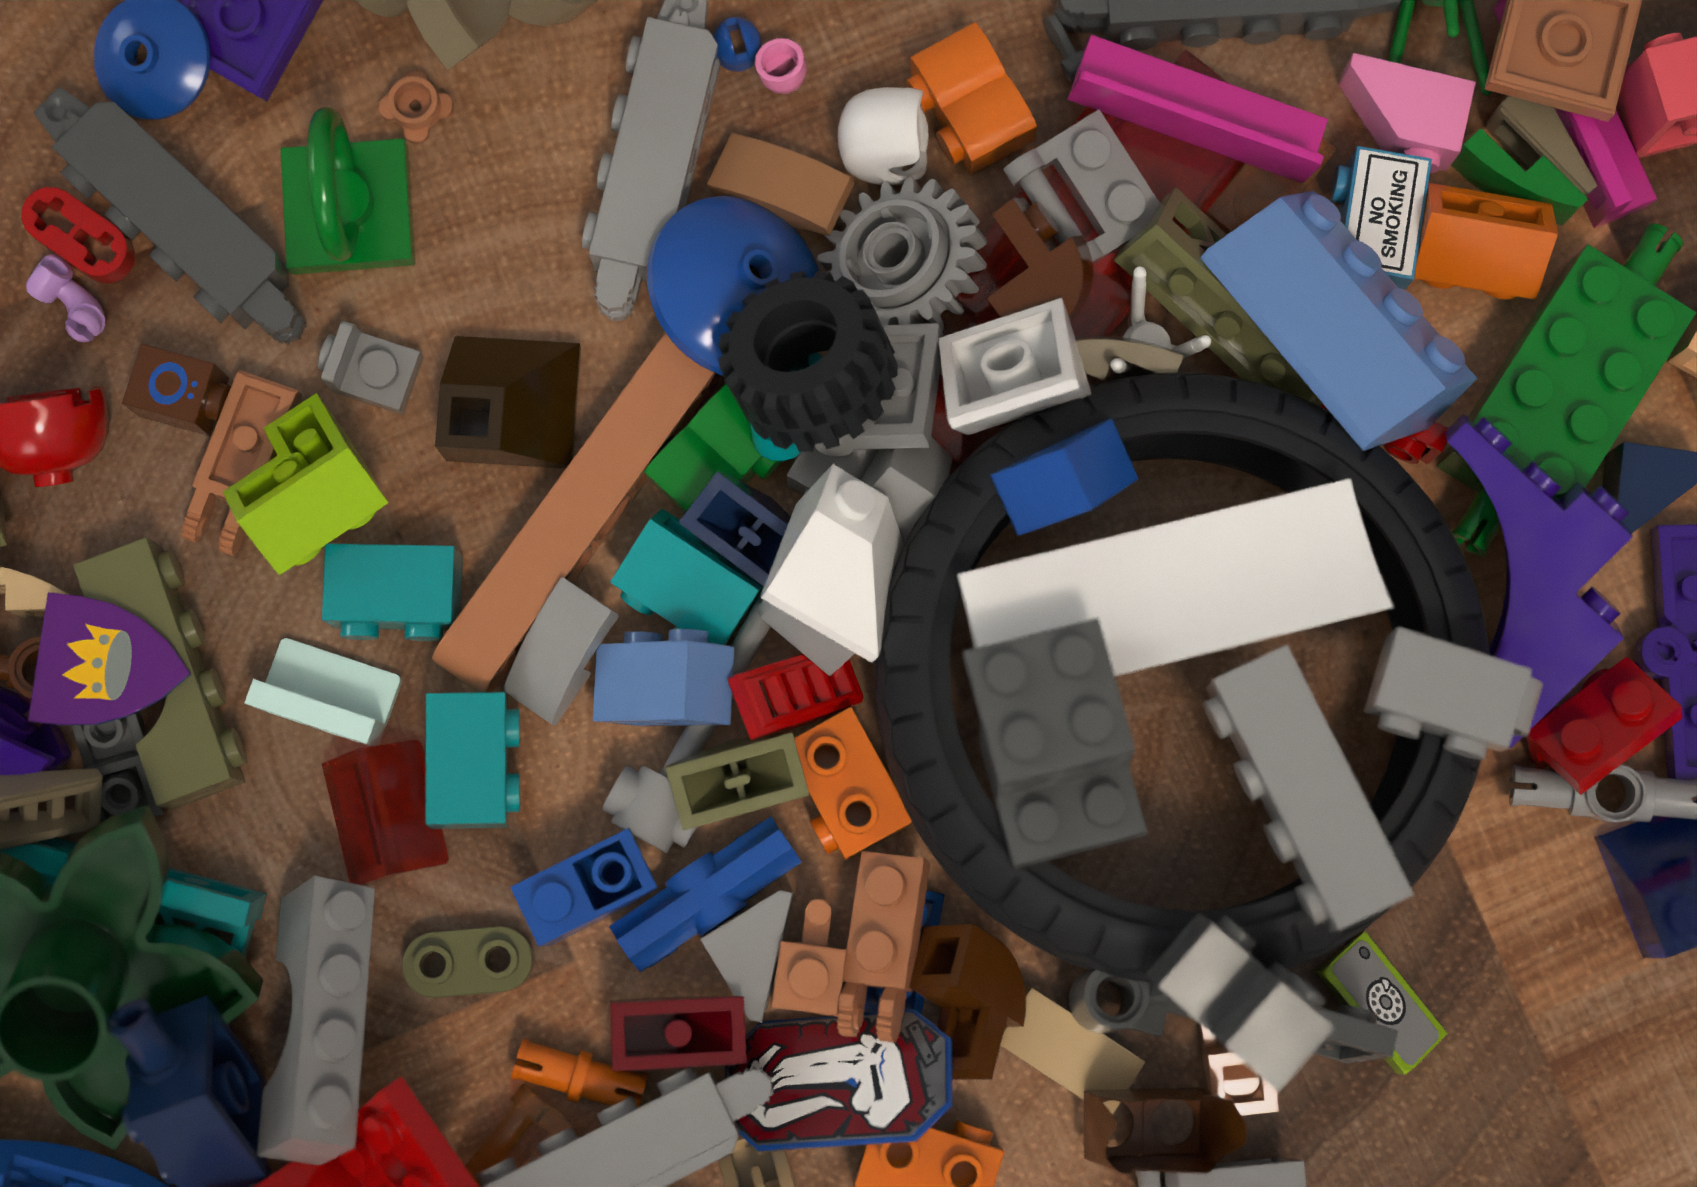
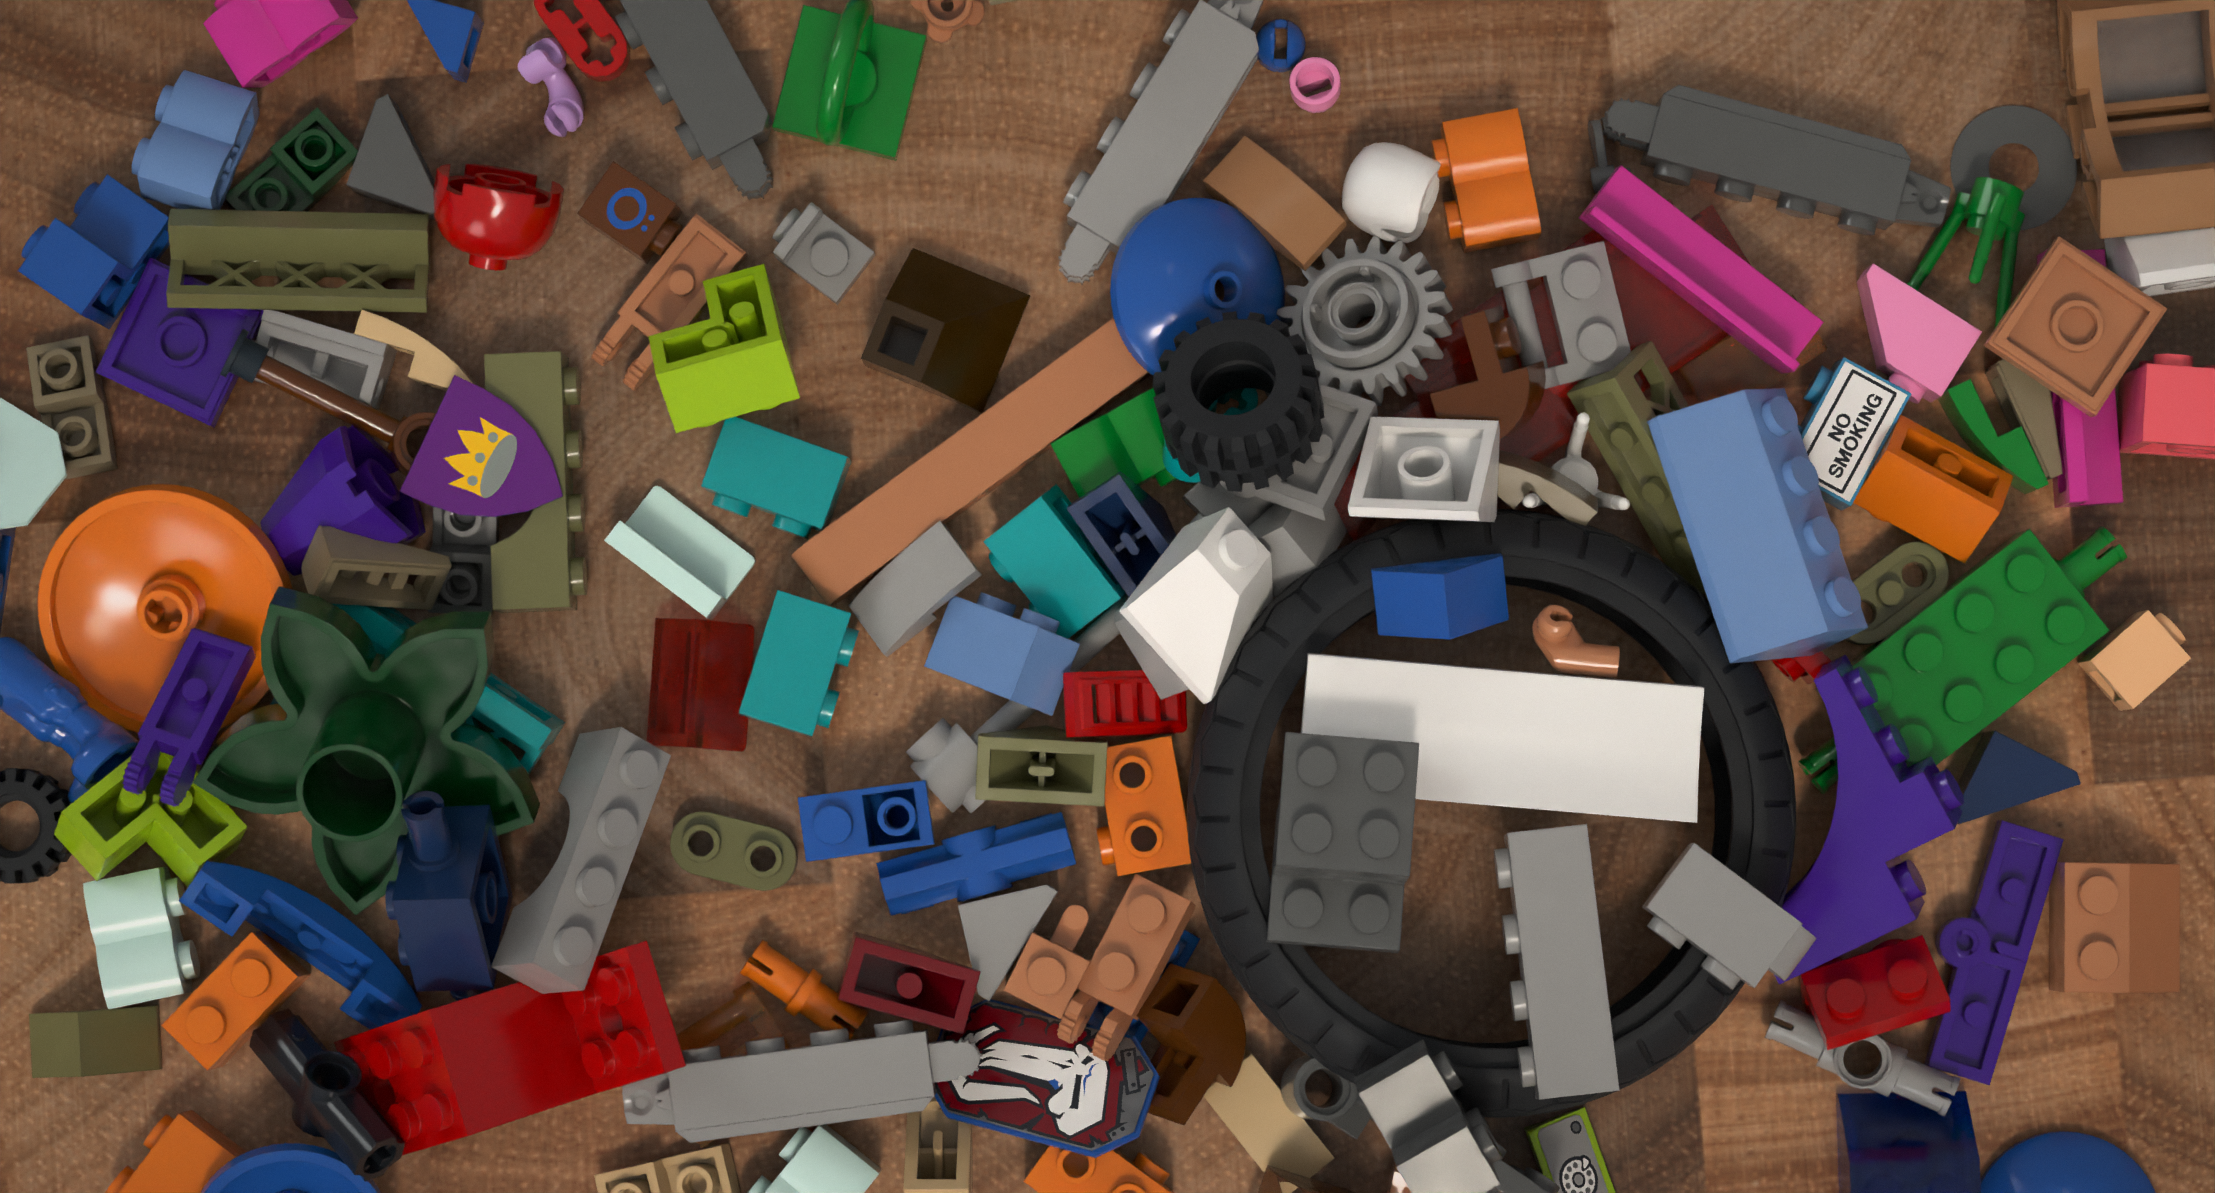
camera: 25 degrees right, 5 degrees up
(1203, 488) = (1566, 648): none -> nougat arm
(1485, 356) = (1890, 597): none -> olive plate

